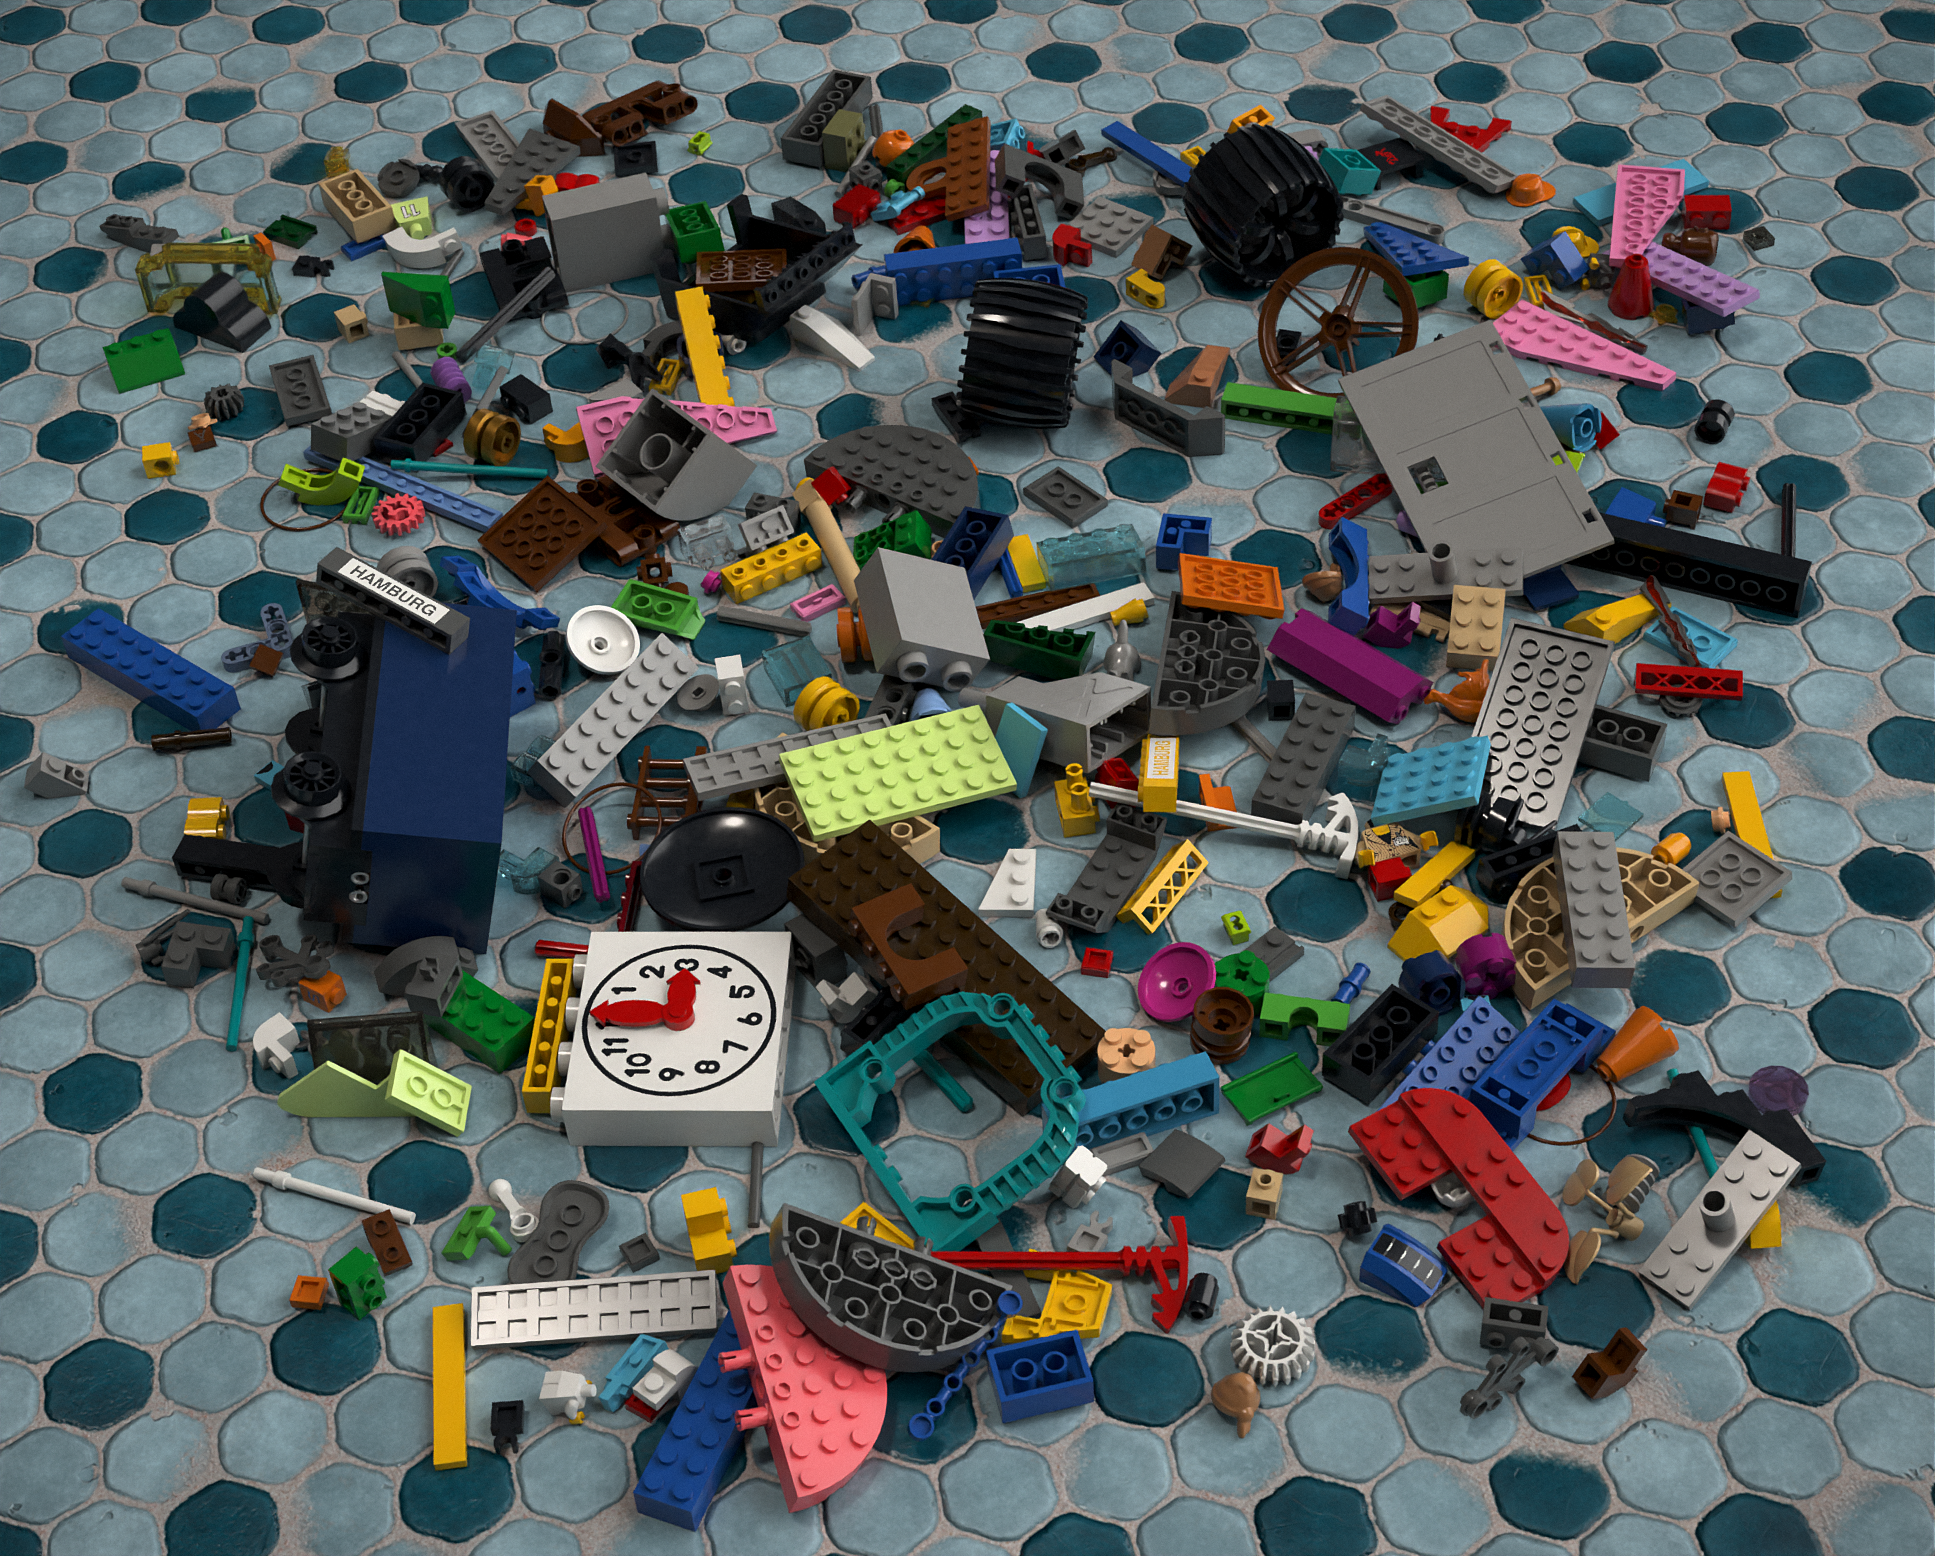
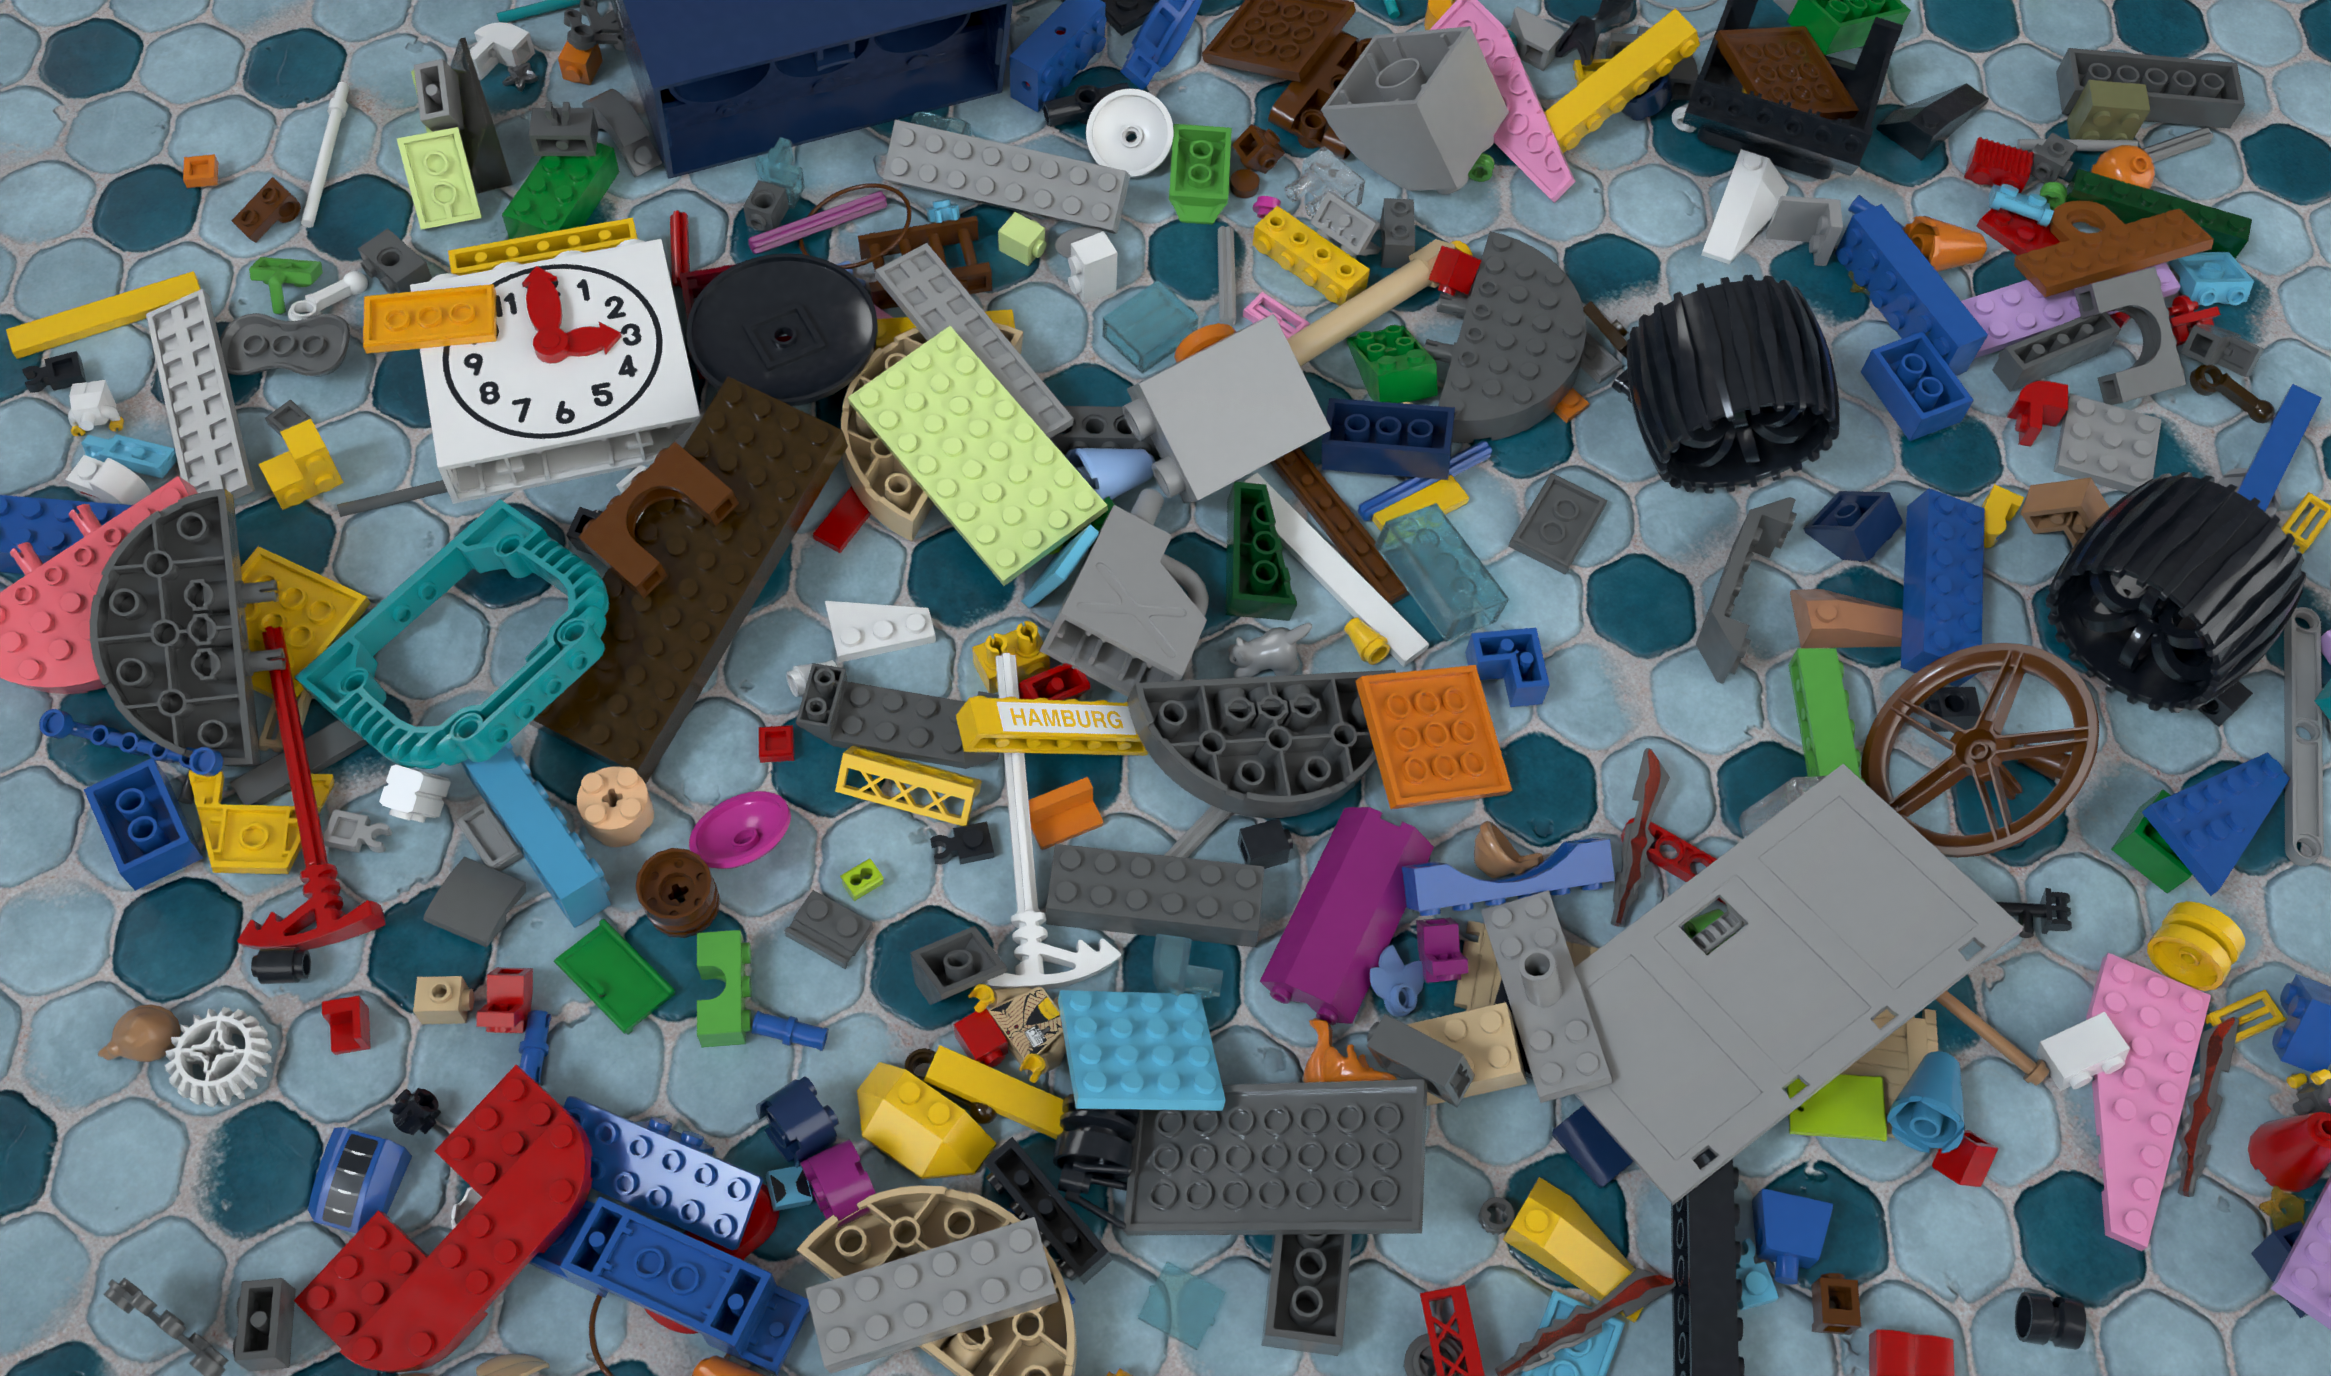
camera: 65 degrees right, 15 degrees up
(358, 1283) = (197, 198): green brick -> none
(359, 1056) = (438, 95): none -> light grey brick
(501, 1149) = (393, 263): none -> dark grey brick
(610, 1096) = (429, 318): none -> light orange tile
(624, 770) = (942, 211): none -> medium azure plate
(673, 729) = (1022, 239): none -> yellowish green brick
(825, 704) = (1080, 365): yellow wheel -> none
(929, 420) = (1613, 331): none -> dark brown plate
(1193, 322) = (1942, 579): none -> blue brick
(1223, 865) = (969, 843): none -> black plate
(1245, 974) = (755, 885): green brick -> none
(1268, 1258) = (348, 1024): none -> red panel
(1306, 498) = (1637, 838): none -> dark grey sword
(1330, 1144) = (535, 1044): none -> blue pin
(1337, 872) = (955, 965): none -> dark grey slope
(1380, 1043) = (689, 1081): black brick -> none
(1416, 656) = (1397, 982): none -> medium blue plate
(1486, 628) = (1418, 1056): none -> dark grey window
(1547, 356) = (2083, 1052): none -> white brick

